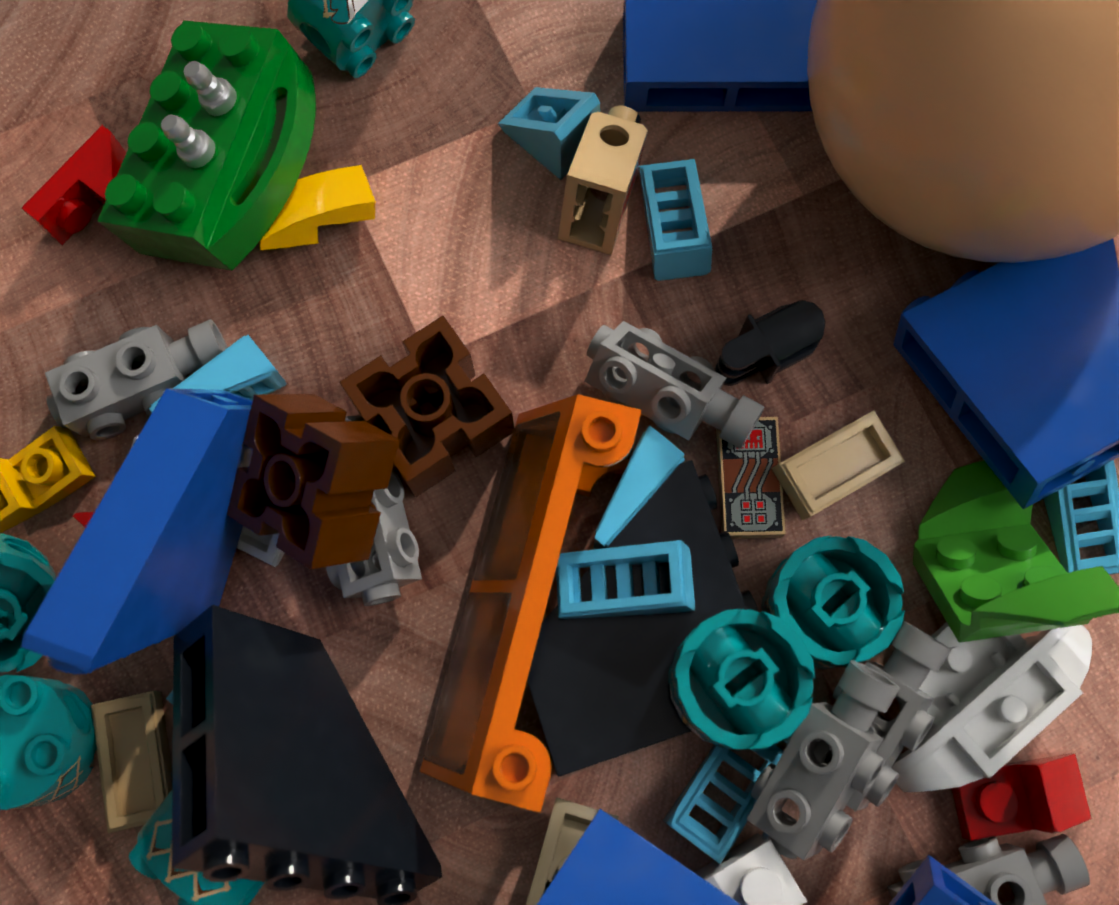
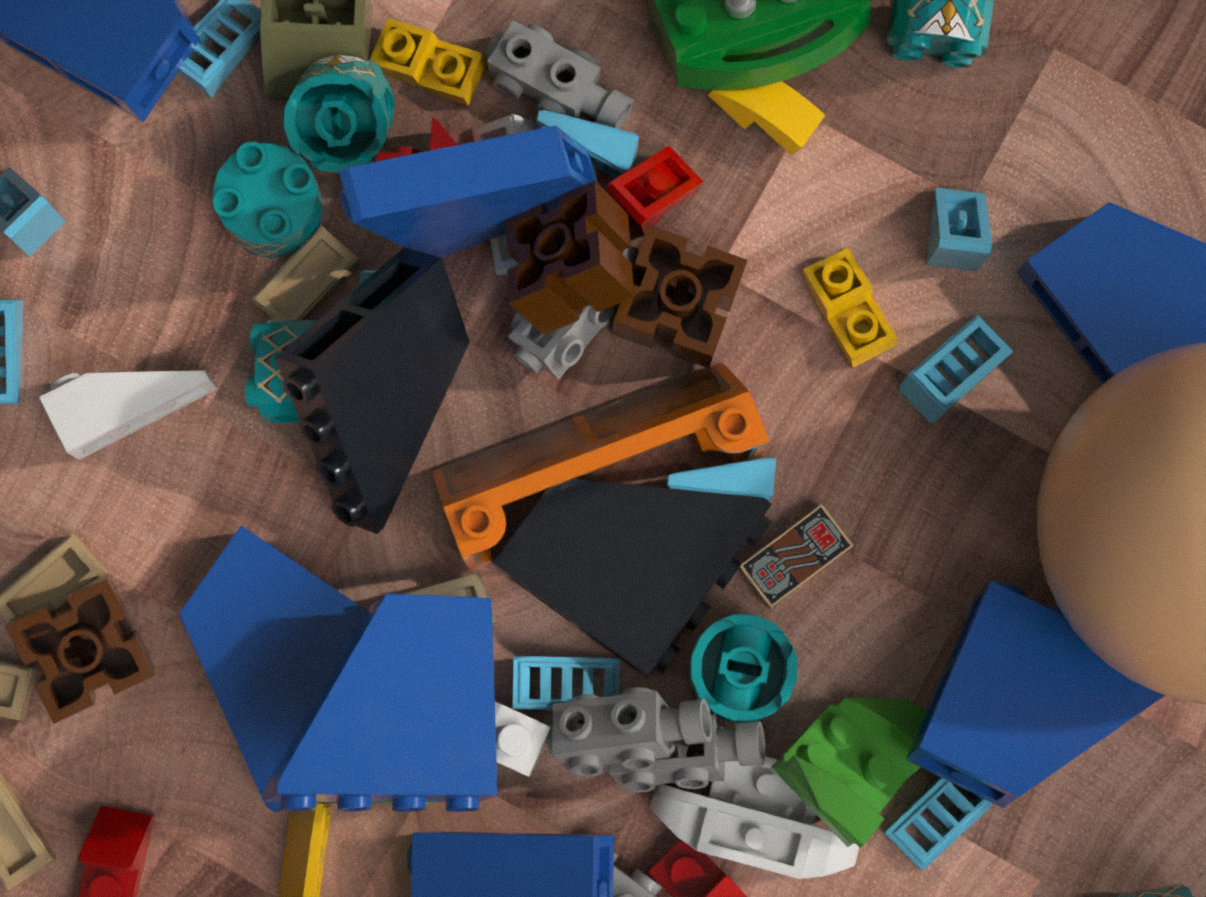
camera: 50 degrees right, 5 degrees up
(309, 358) = (654, 188): none -> red slope
(551, 270) = (849, 308): none -> yellow slope
(607, 162) = (942, 295): tan torso -> none
(653, 602) = (679, 550): medium azure slope -> none
(661, 385) = (814, 448): light grey brick -> none
(742, 680) = (638, 631): teal brick -> none
(772, 342) = (905, 503): black arm -> none
(838, 465) = (849, 612): tan tile -> none

